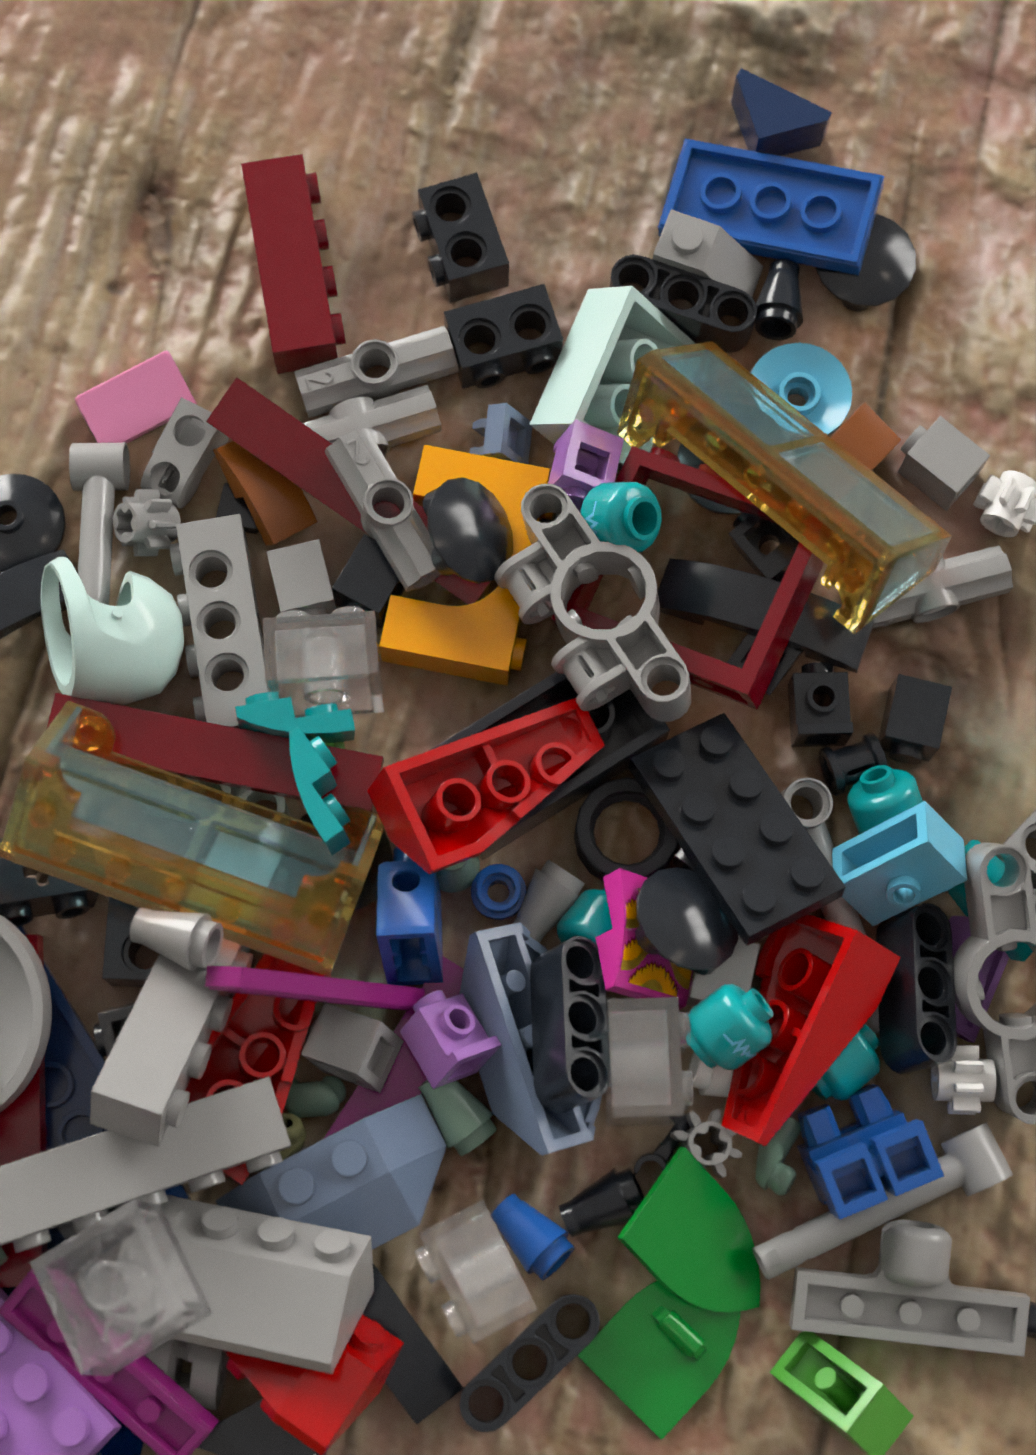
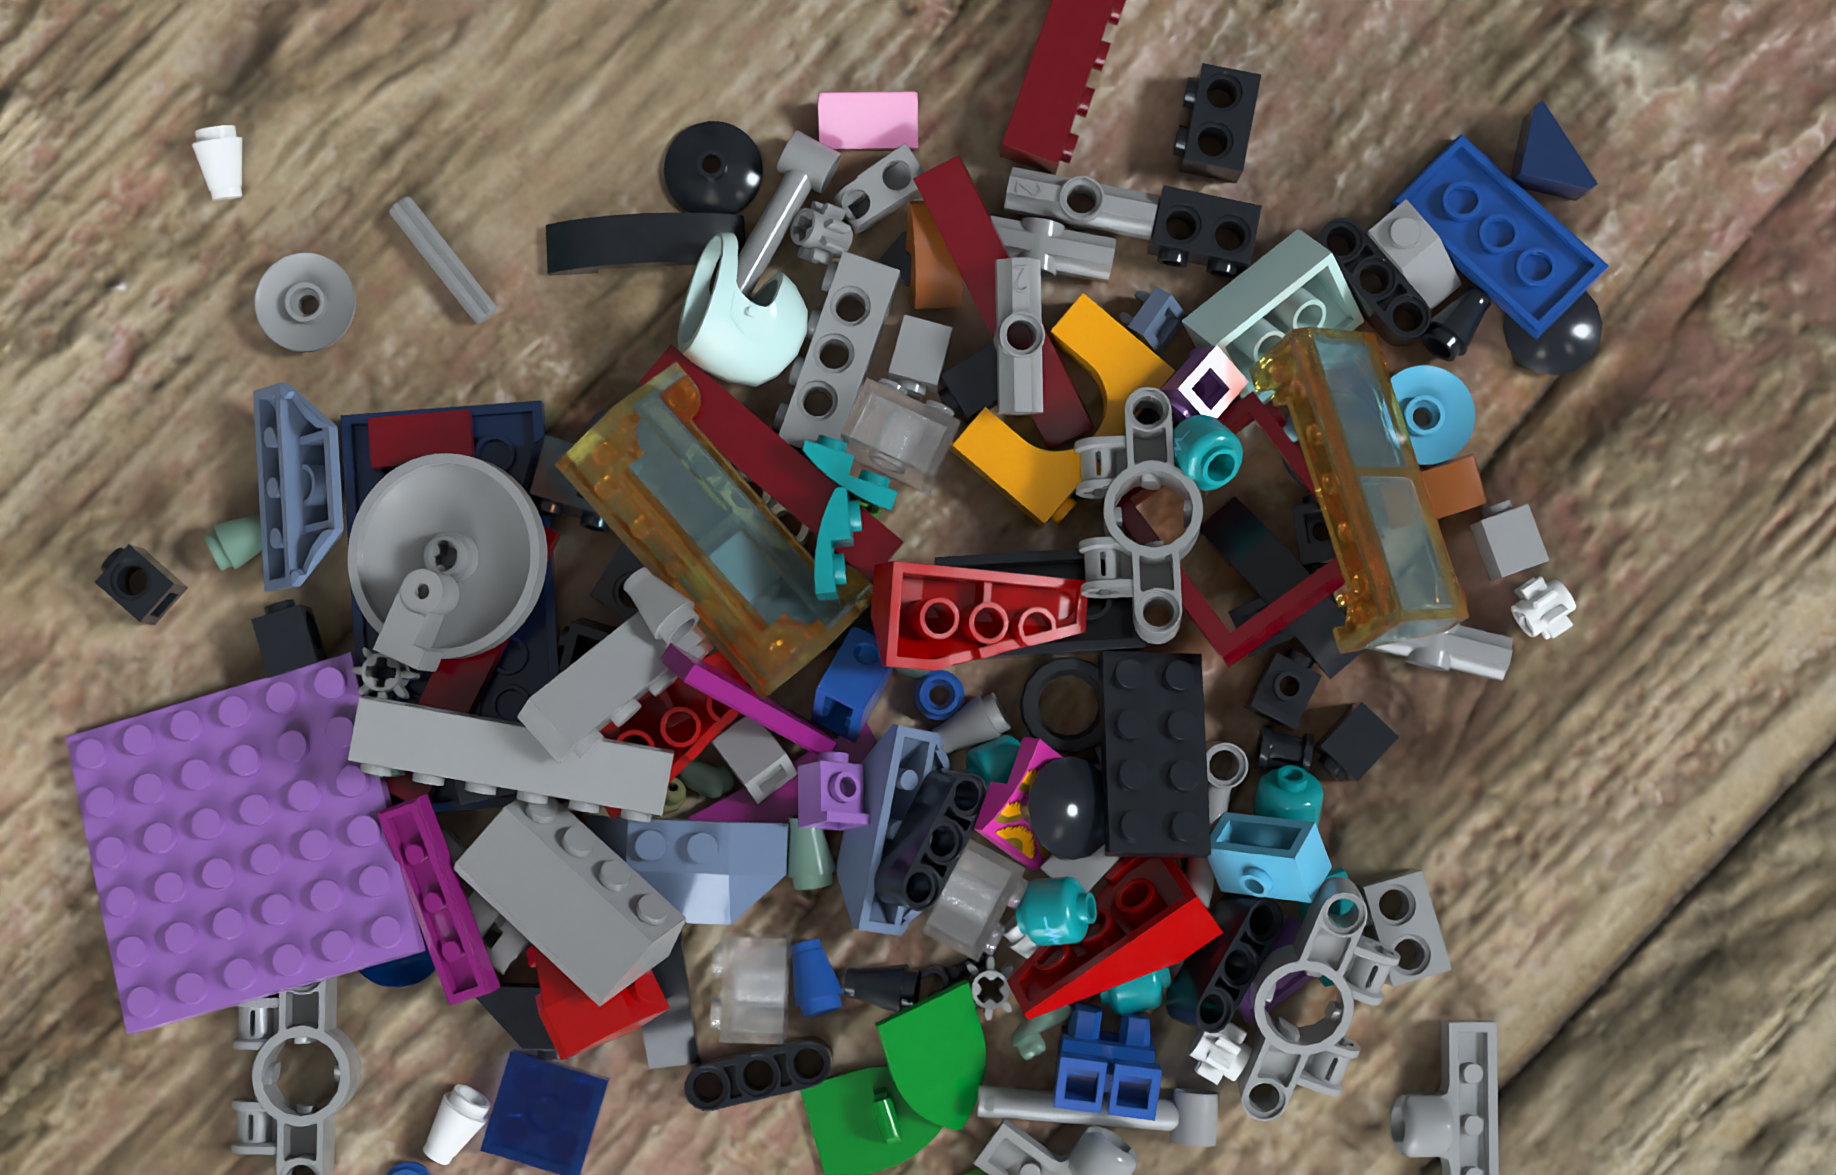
camera: 30 degrees right, 10 degrees up
(120, 1288) = (476, 853): clear brick -> none
(467, 530) = (1075, 392): black dish -> none

